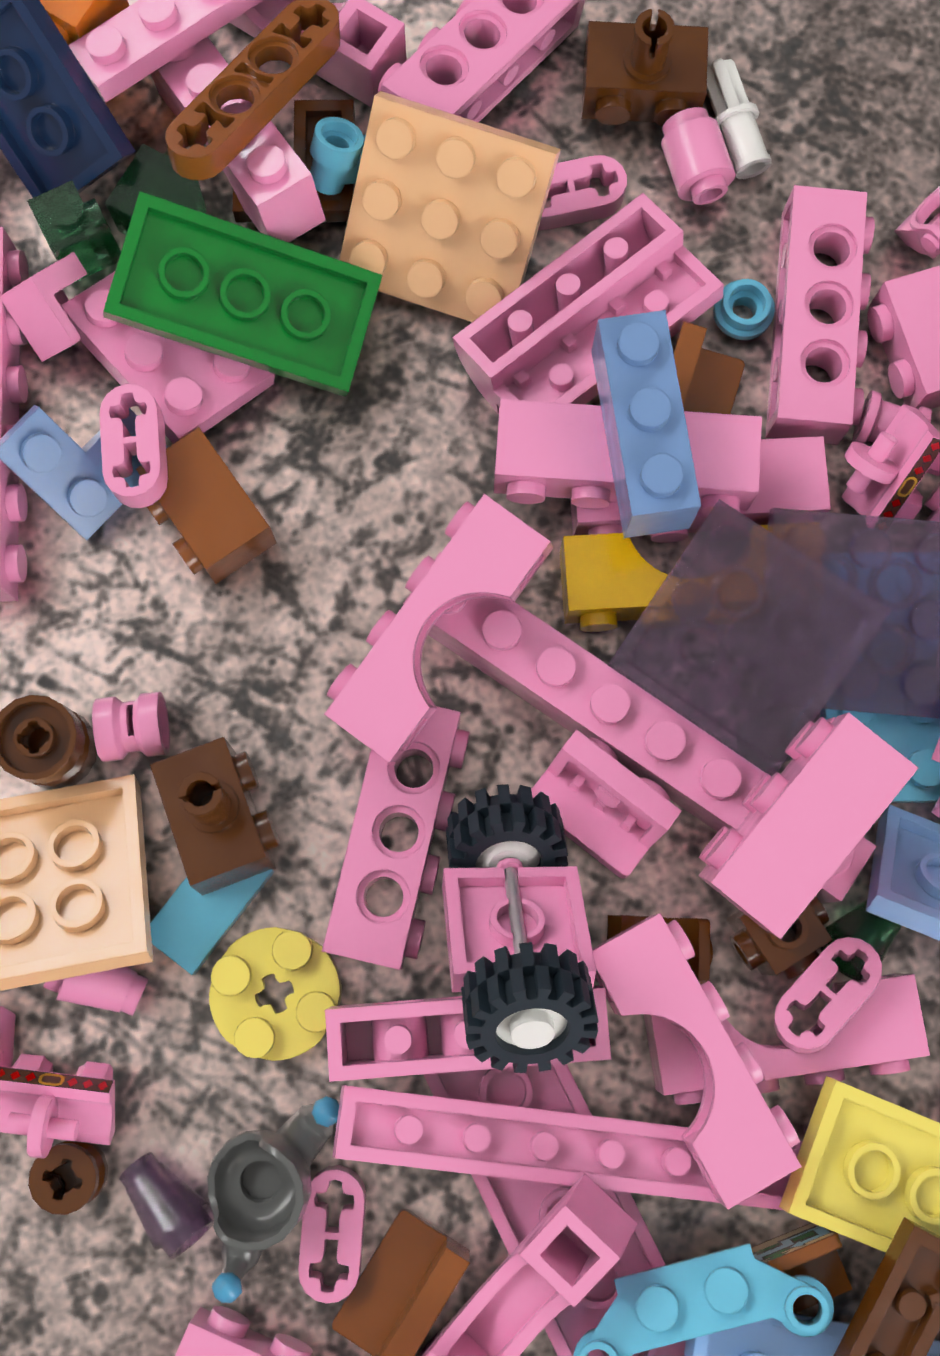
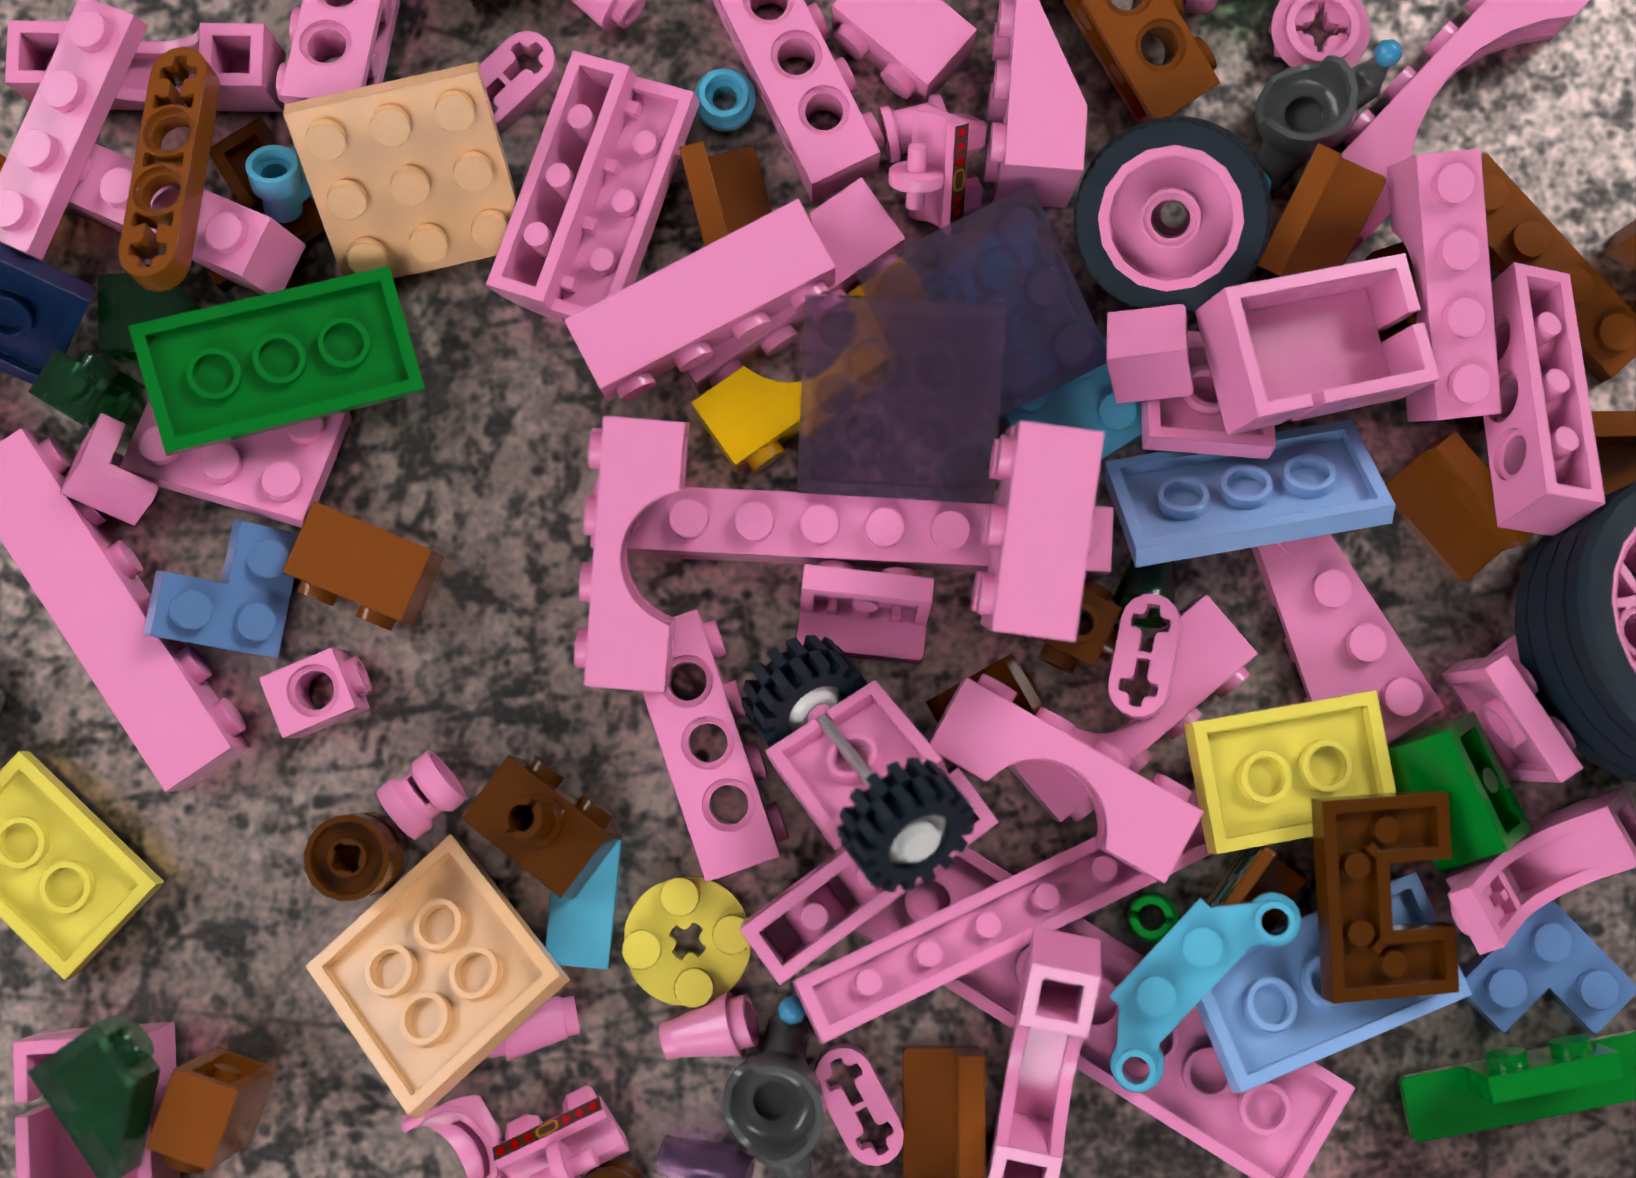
camera: 30 degrees left, 5 degrees up
(77, 573) = (290, 699): none -> bright pink brick
(120, 446) = (256, 561): bright pink beam -> none
(251, 1086) = (716, 1029): none -> bright pink cone
(645, 424) = (702, 270): medium blue brick -> none
(674, 1232) = (1134, 916): none -> green pin

